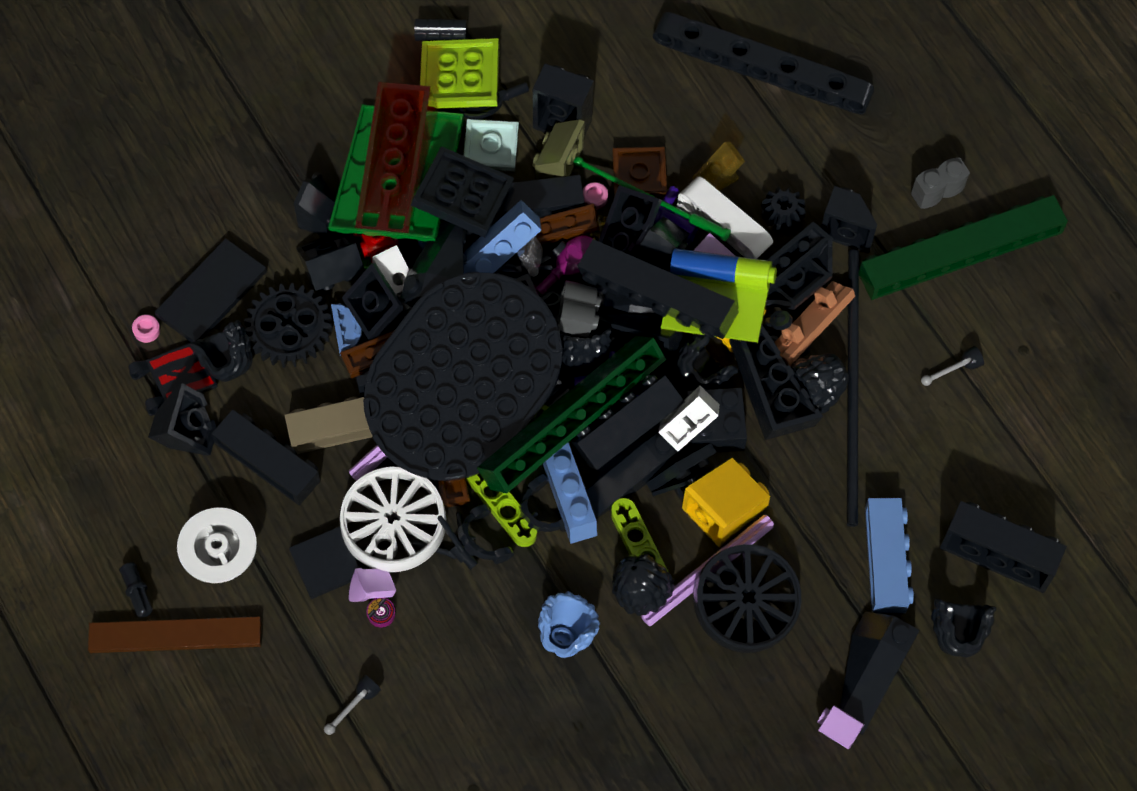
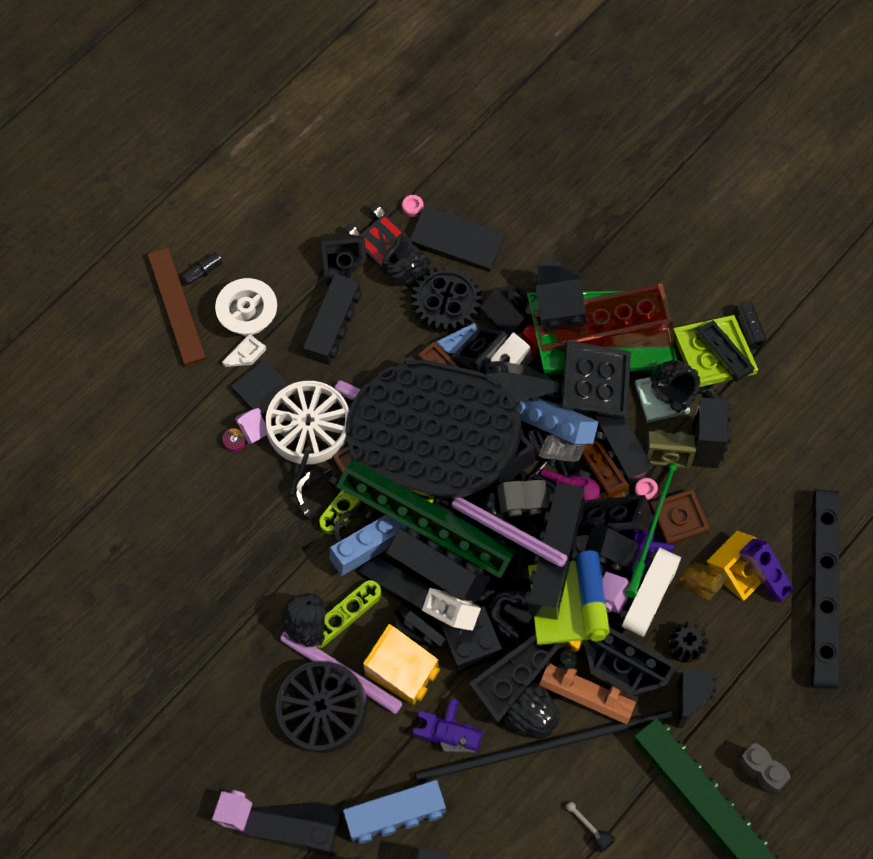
camera: 75 degrees right, 0 degrees up
(270, 570) = (245, 353): none -> white tile
(327, 425) = (369, 348): dark tan brick -> none
(366, 690) = (169, 448): hinge -> none
(371, 188) = (561, 305): none -> black slope
(466, 61) = (724, 350): none -> black tile
(490, 119) = (675, 384): none -> black hair
(567, 624) = (260, 571): medium blue hair -> none
(622, 327) = (510, 531): none -> lavender axle
(708, 127) = (742, 578): none -> yellow slope
(730, 103) = (767, 569): none -> dark purple leg
(816, 474) = (451, 735): none -> dark purple piece

